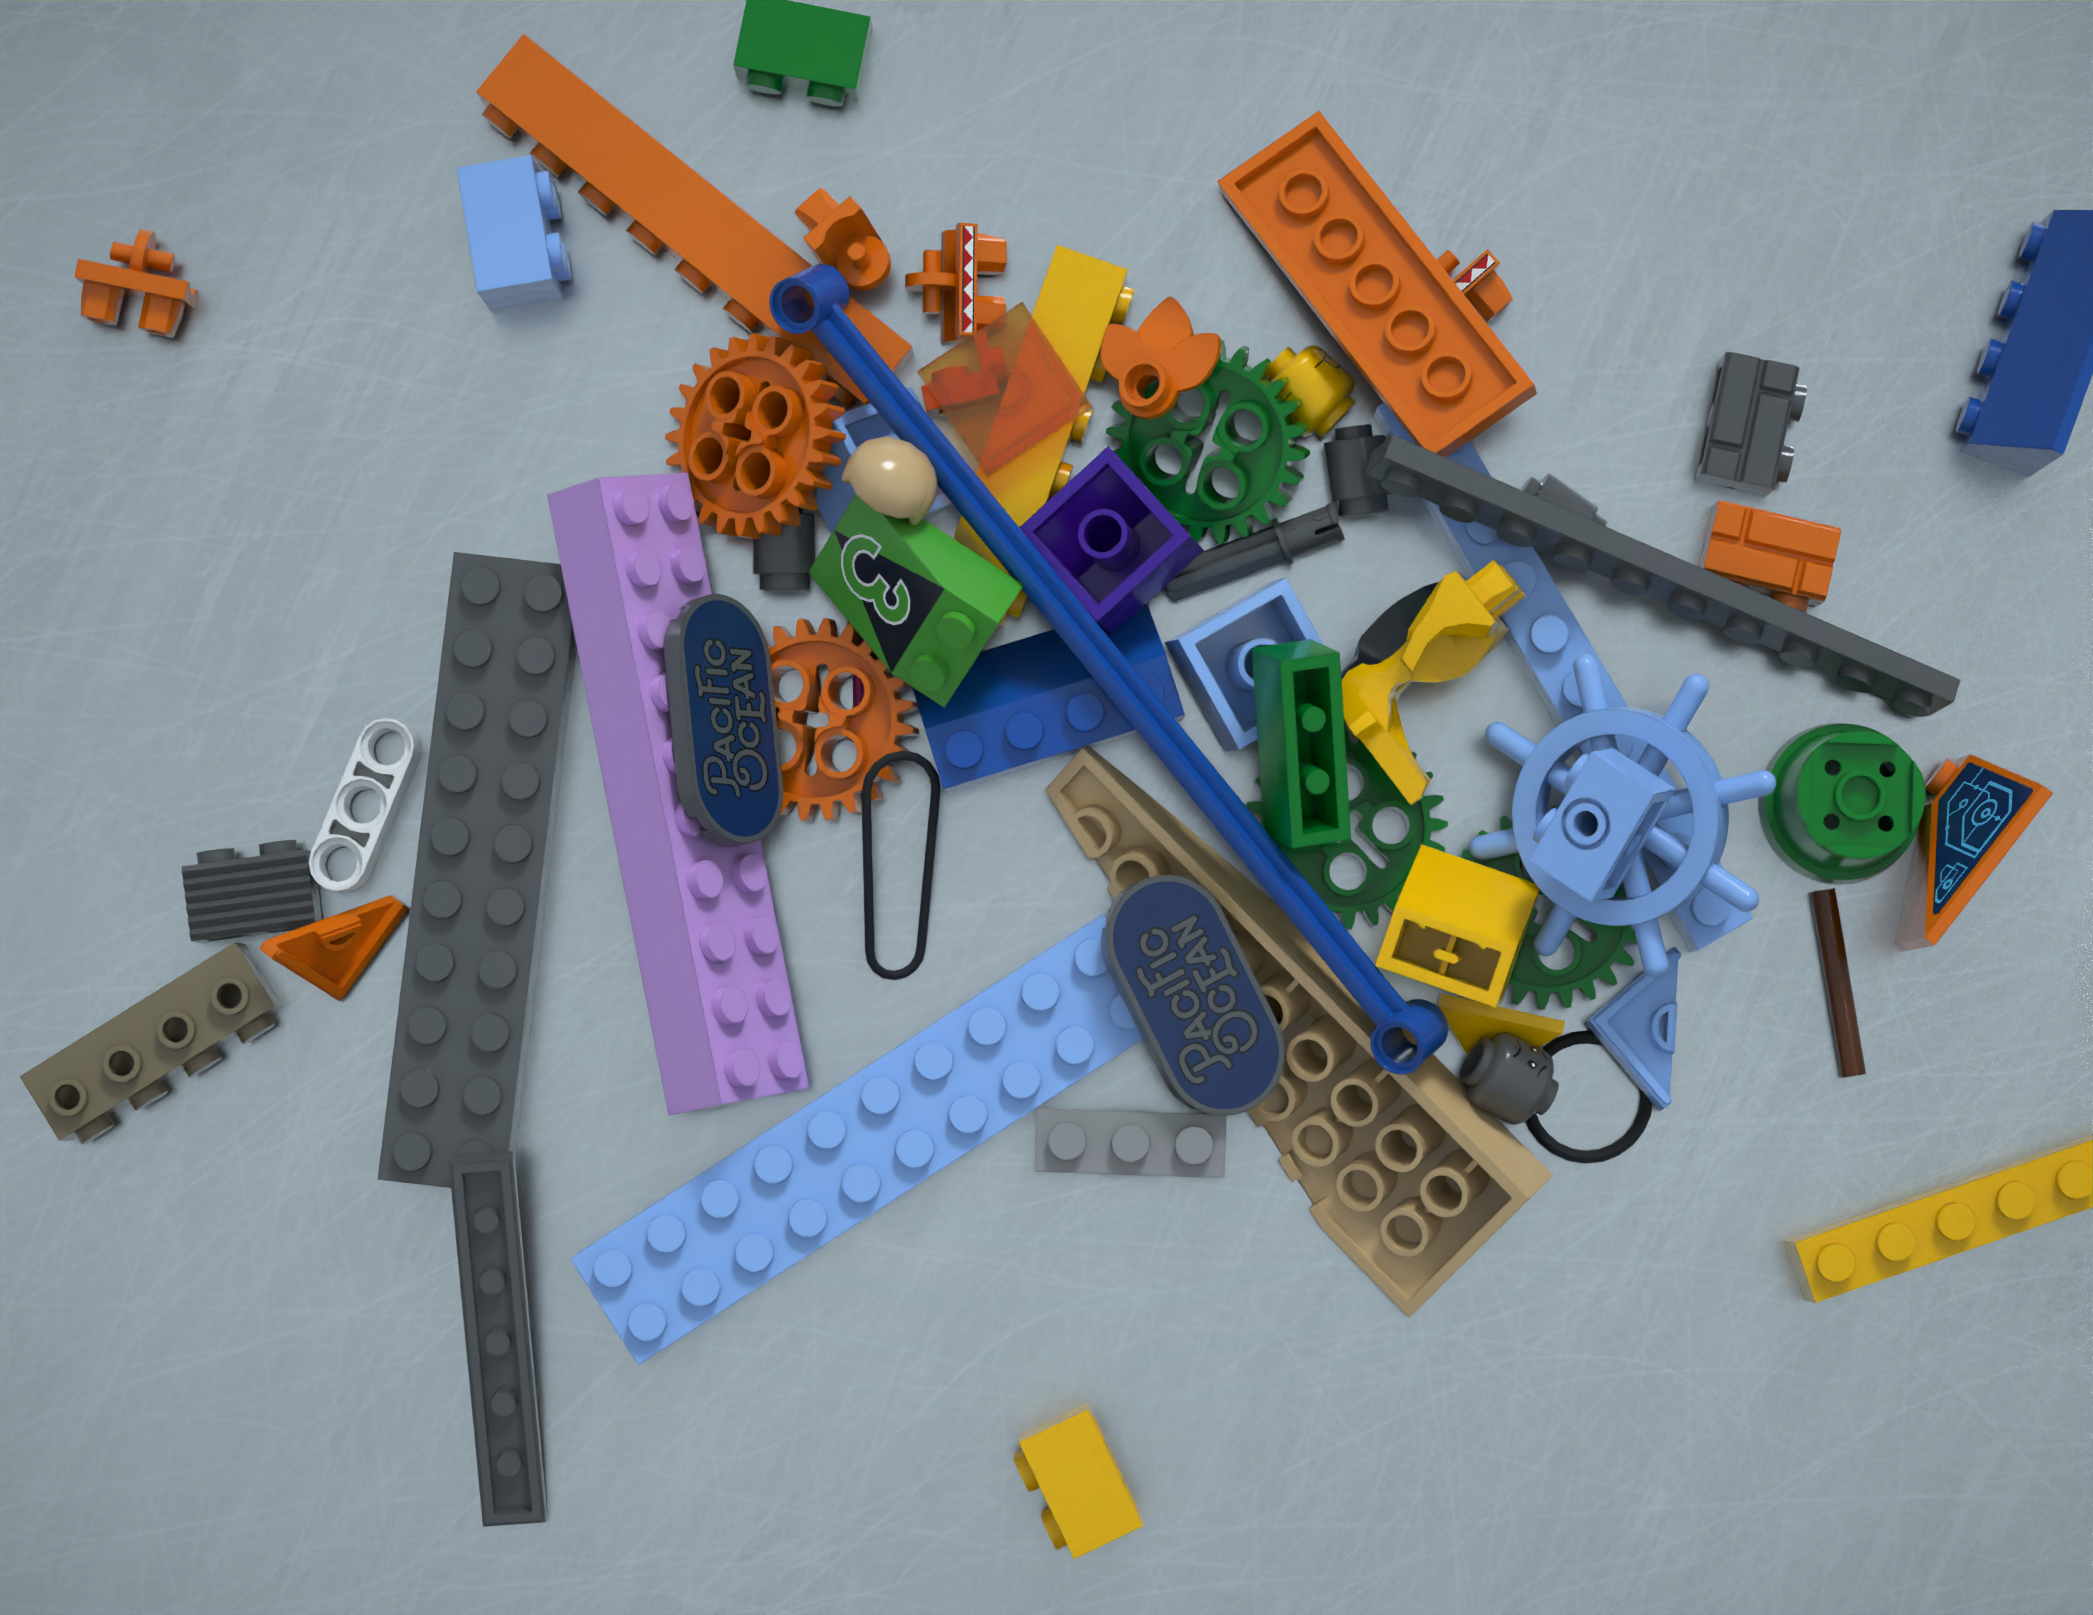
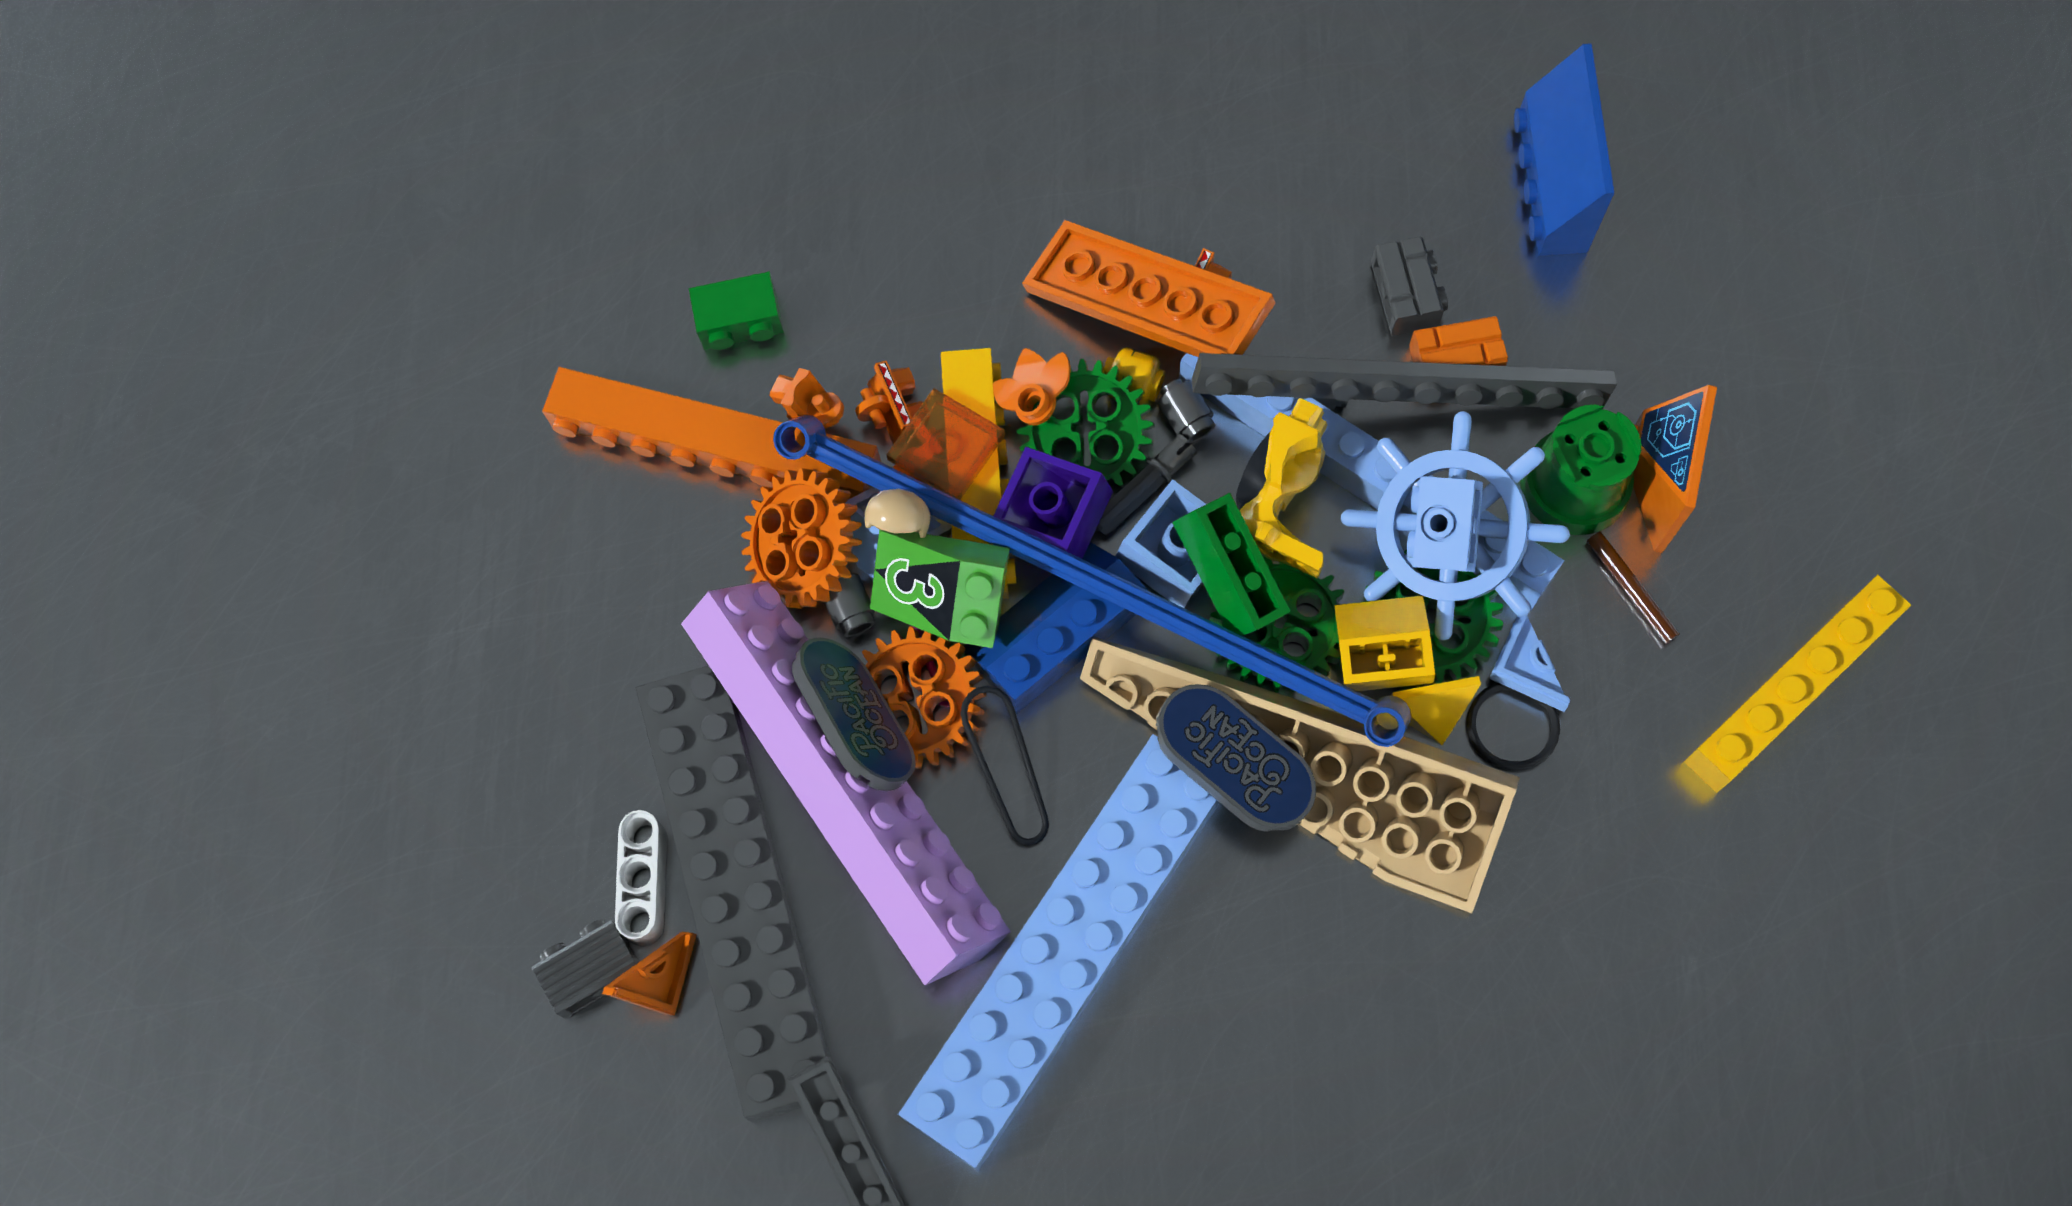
camera: 20 degrees left, 15 degrees down
(152, 1043) = (555, 1098): dark tan brick -> none
(162, 295) = (369, 612): orange hips -> none
(511, 233) = (598, 481): light blue brick -> none
(1079, 1482) = (1309, 1116): yellow brick -> none
(1130, 1143) = (1251, 869): light grey arch -> none
(1509, 1078) = (1461, 728): dark grey head -> none

